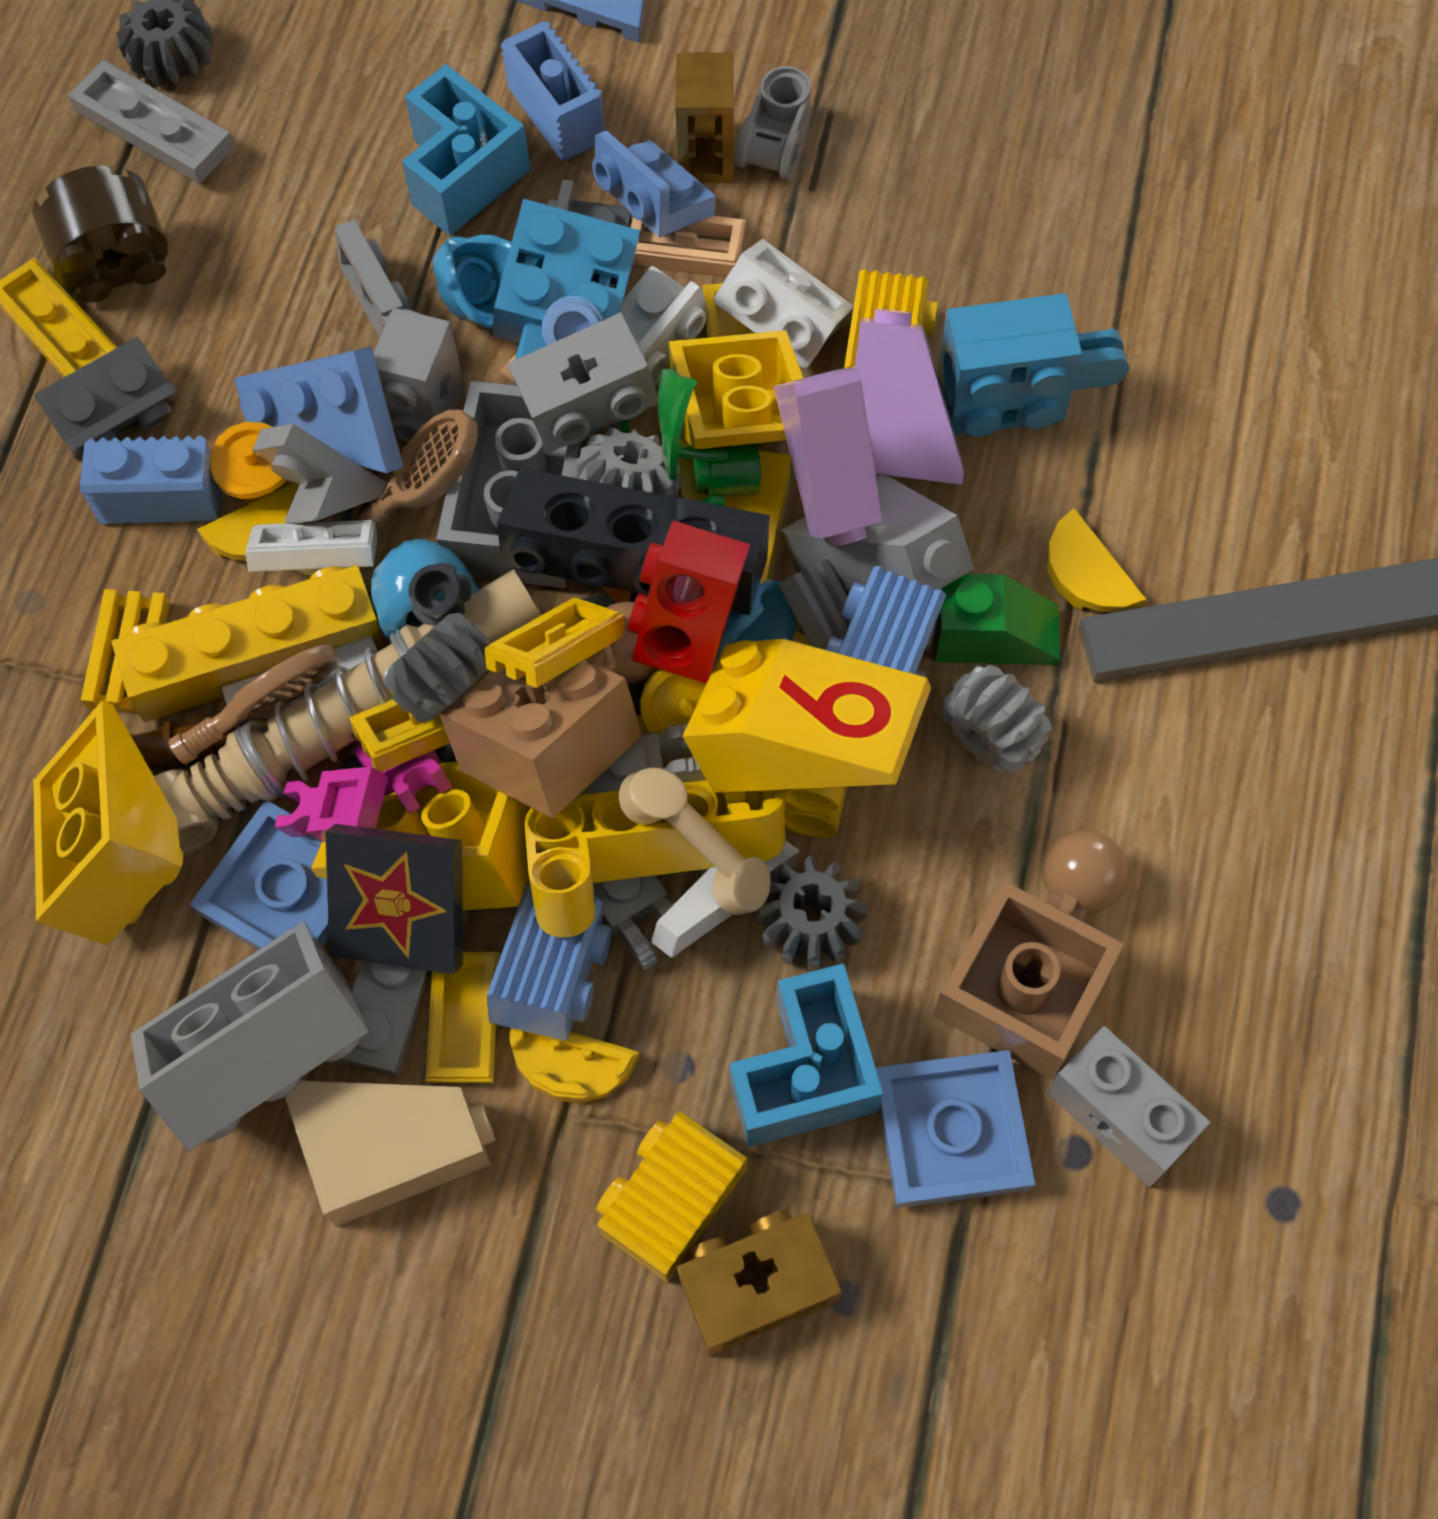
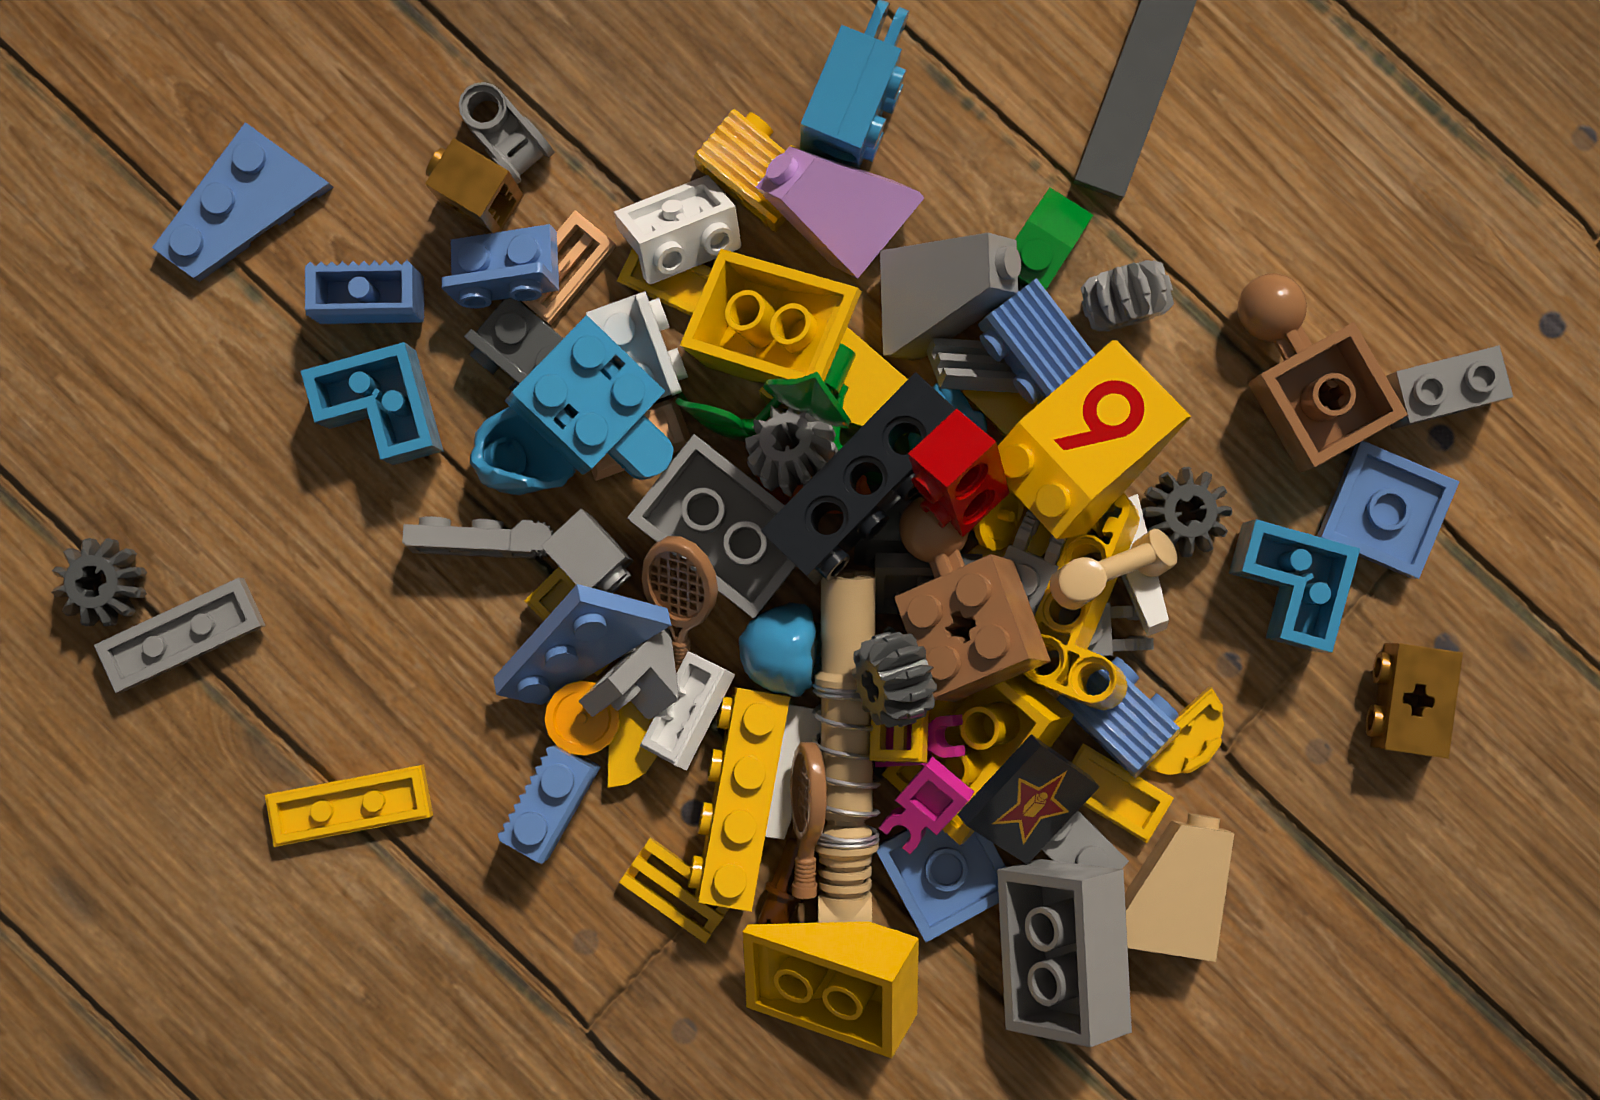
camera: 60 degrees left, 20 degrees up
(100, 232) = (290, 732): dark brown brick -> none
(108, 397) = (450, 800): dark grey bracket -> none
(431, 580) = (826, 659): black plate -> none
(555, 641) = (945, 623): yellow tile -> none
(568, 317) = (646, 418): light blue tile -> none
(584, 382) = (685, 460): light grey brick -> none
(670, 1194) = (1325, 723): yellow brick -> none
(831, 453) = (891, 295): lavender slope -> none
(1087, 571) = (1035, 149): yellow tile -> none

